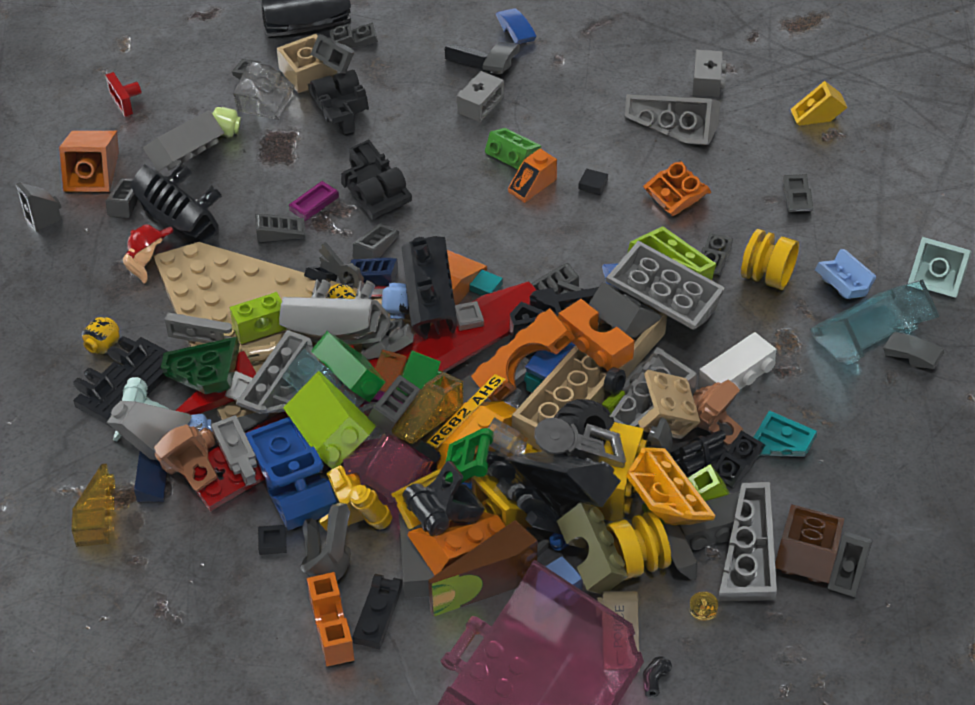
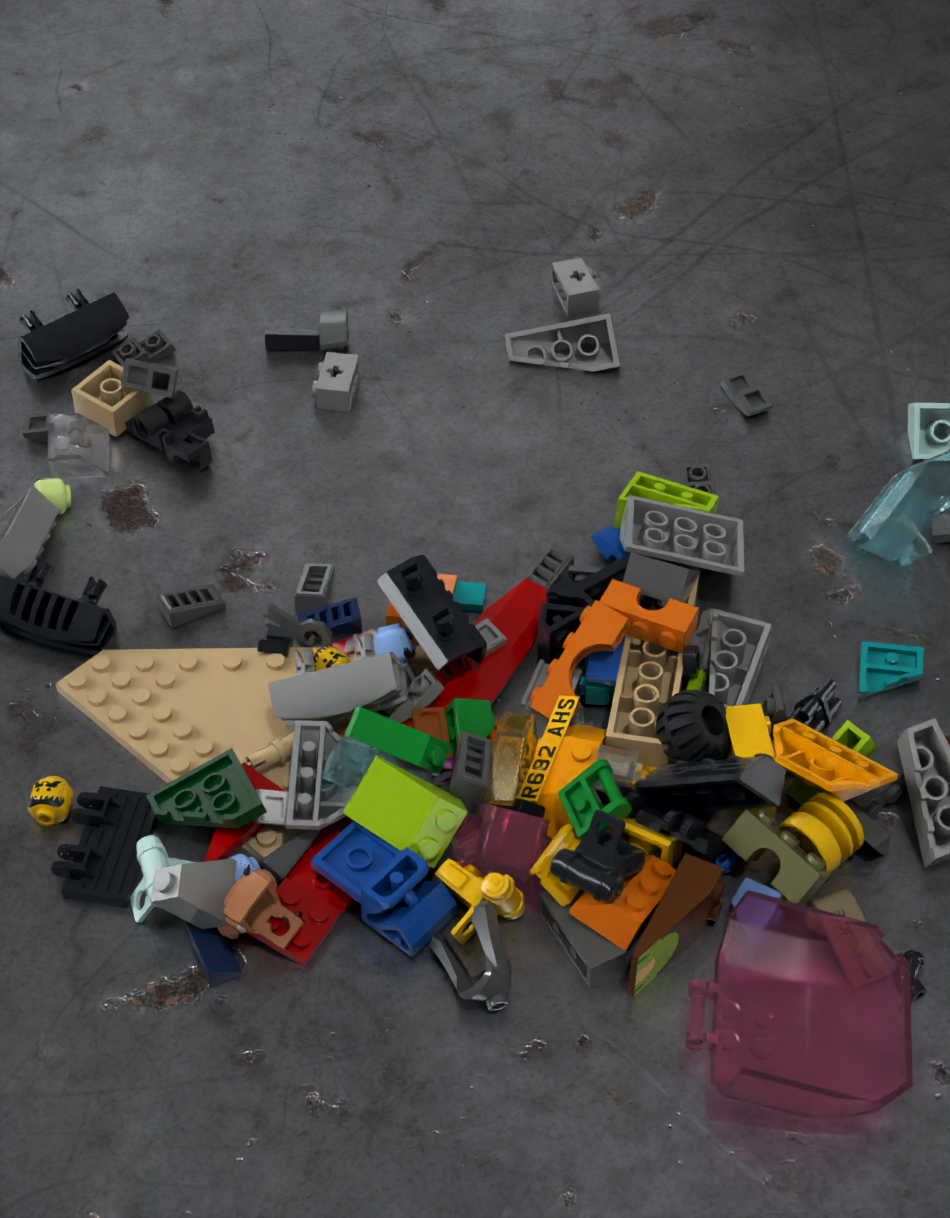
camera: 25 degrees left, 0 degrees up
(92, 511) = (171, 1021): clear yellow slope -> none
(141, 248) = (42, 678): hair -> none
(196, 329) = (175, 754): light grey hinge -> none
(236, 448) = (308, 881): light grey hinge -> none
(257, 318) = (240, 717): lime brick -> none
(272, 539) = (400, 974): black tile -> none
(313, 200) = (211, 559): magenta tile -> none
(330, 620) = (545, 1060): orange arch -> none
(374, 181) = (272, 515): black plate -> none
(377, 612) = (571, 1015): black plate -> none
(510, 147) = (406, 431): bright green bracket -> none
(517, 25) = (335, 290): blue slope -> none
(534, 175) = (452, 456): orange slope -> none
(559, 437) = (690, 743): flat silver piece -> none
(593, 181) = (519, 443): black tile -> none
(671, 401) = (771, 663): tan bracket -> none
(676, 188) = (618, 425): orange slope -> none
(703, 606) = (914, 879): clear yellow tile -> none
(711, 407) = (800, 658): nougat piece -> none
(739, 459) = (859, 701): black slope -> none
(740, 363) = (800, 604): white brick -> none
(770, 258) = (768, 474): yellow wheel -> none
(819, 106) = (714, 291): yellow slope -> none
(846, 275) = (852, 467): light blue bracket -> none

